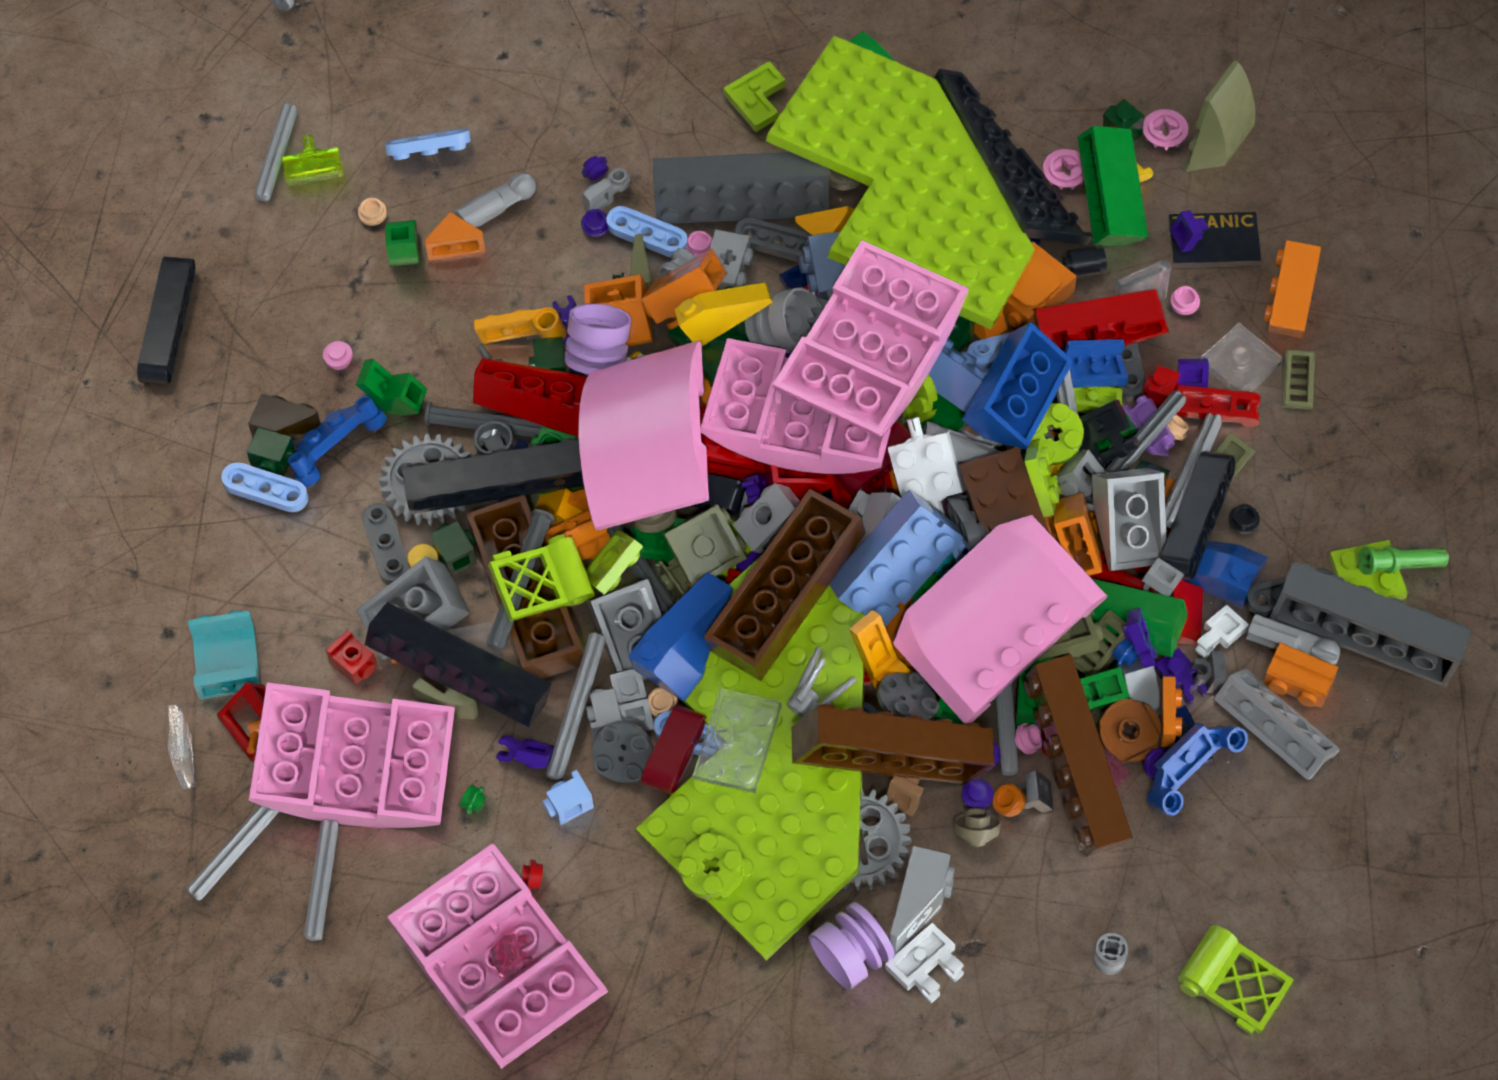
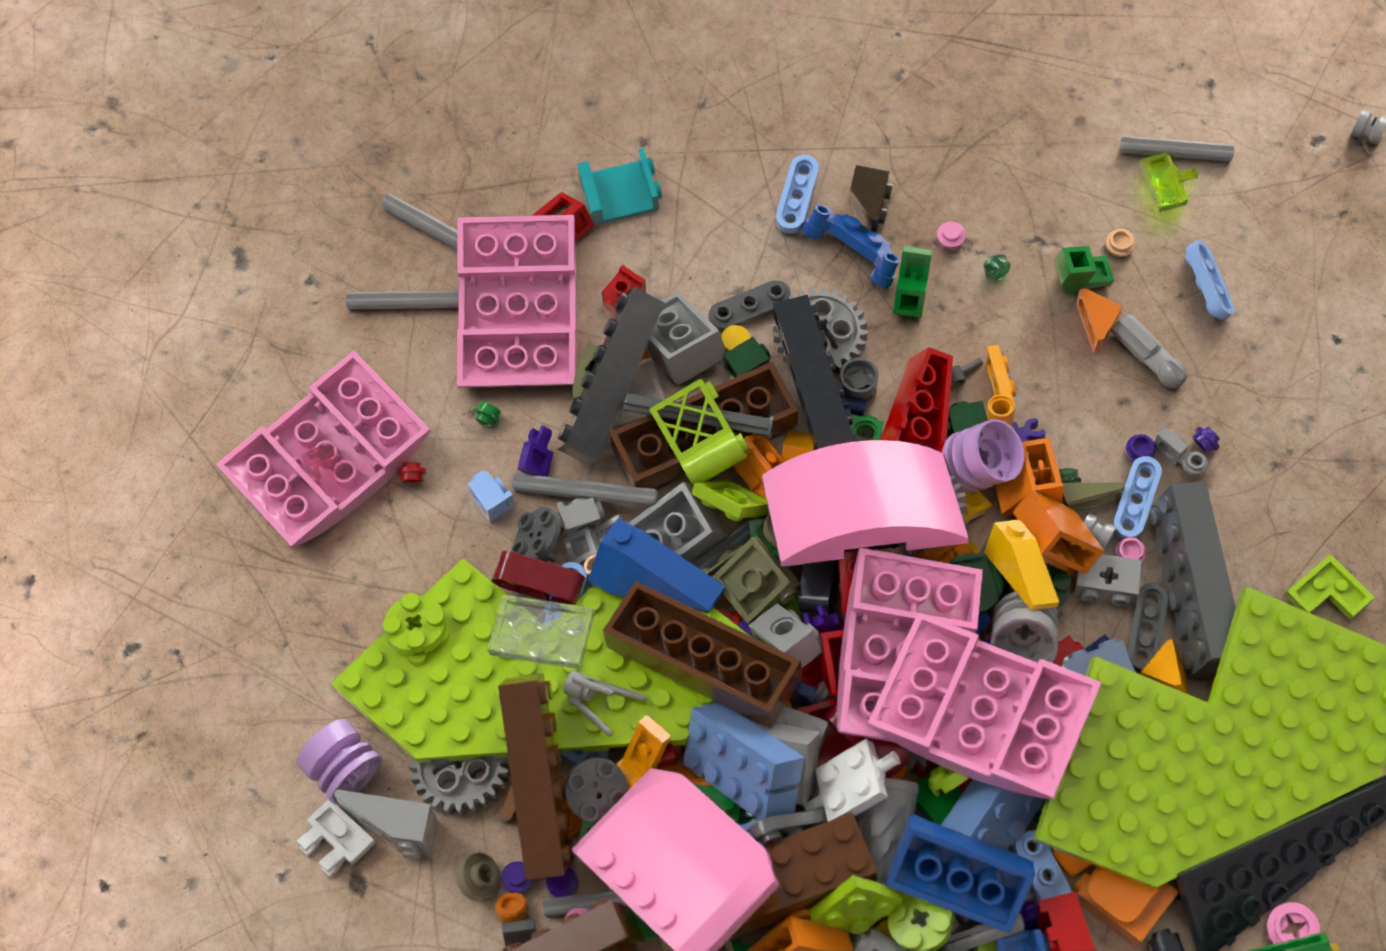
camera: 85 degrees right, 5 degrees up
(166, 320) = (968, 84): black beam -> none
(181, 746) = (516, 162): clear plate -> none
(270, 451) = (834, 190): dark green brick -> none
(381, 319) = (996, 267): none -> clear green plate
(474, 419) = (892, 362): dark grey axle -> none

